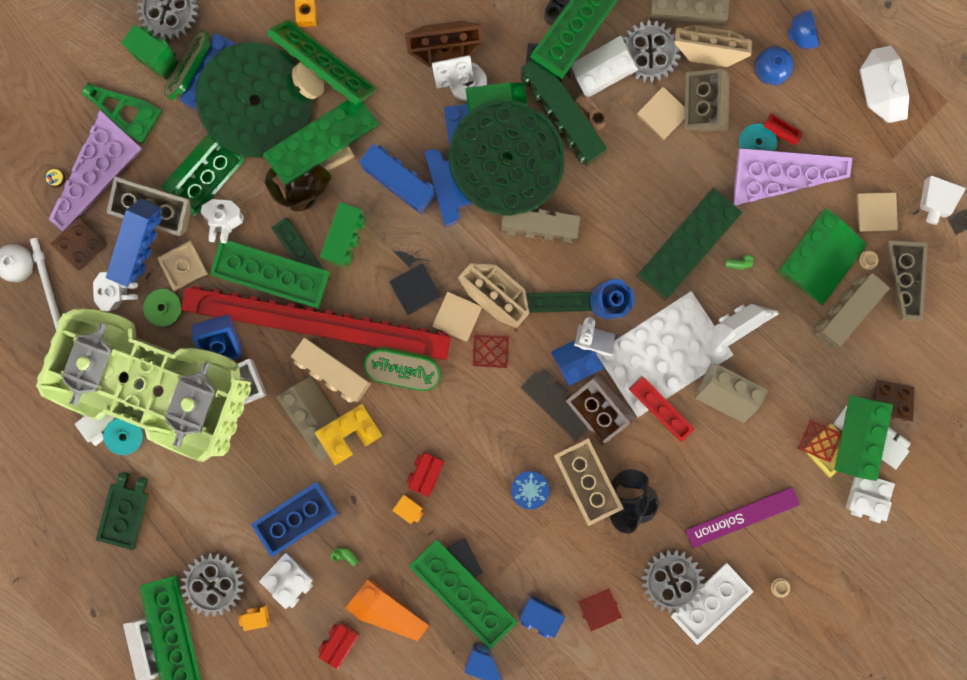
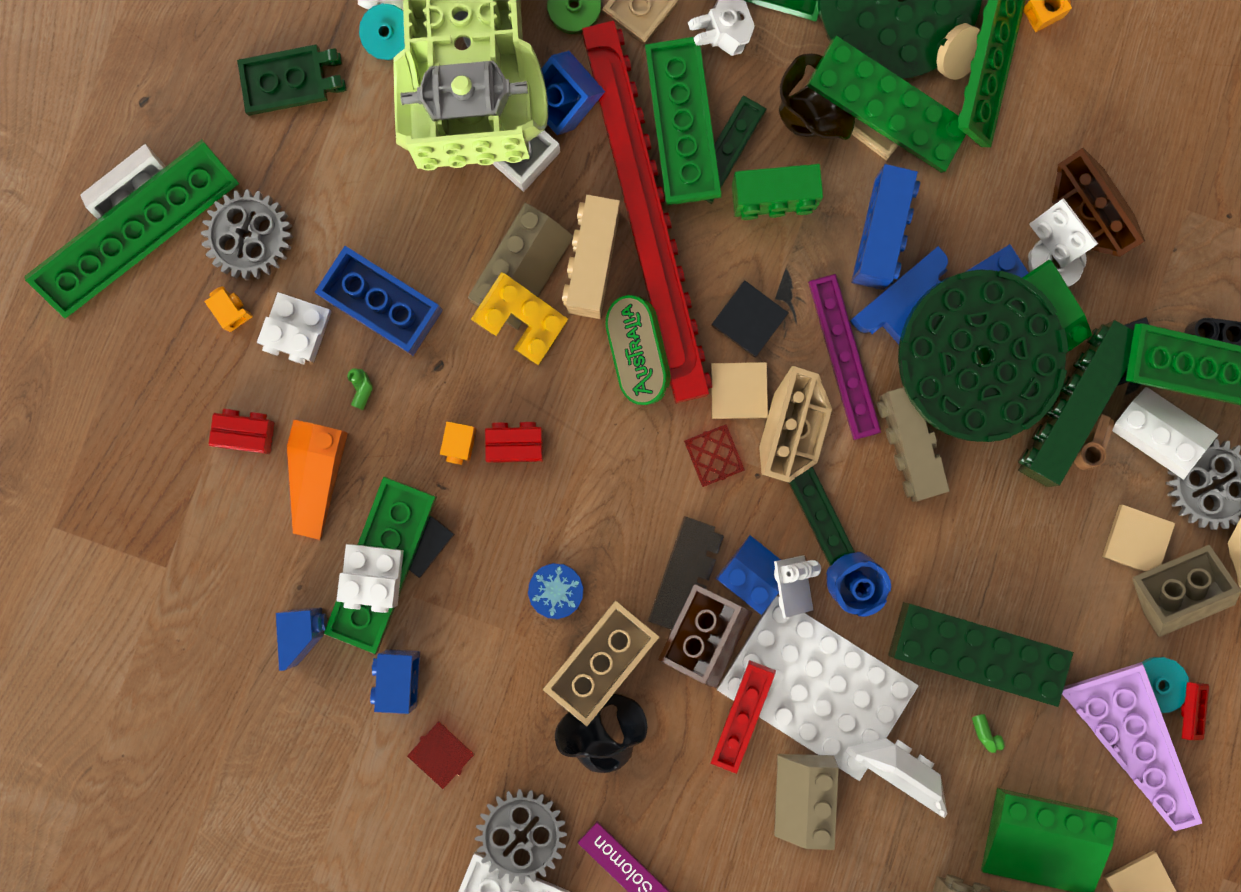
camera: 70 degrees right, 0 degrees up
(466, 241) = (844, 357): none -> magenta tile
(468, 603) = (370, 577): none -> white plate

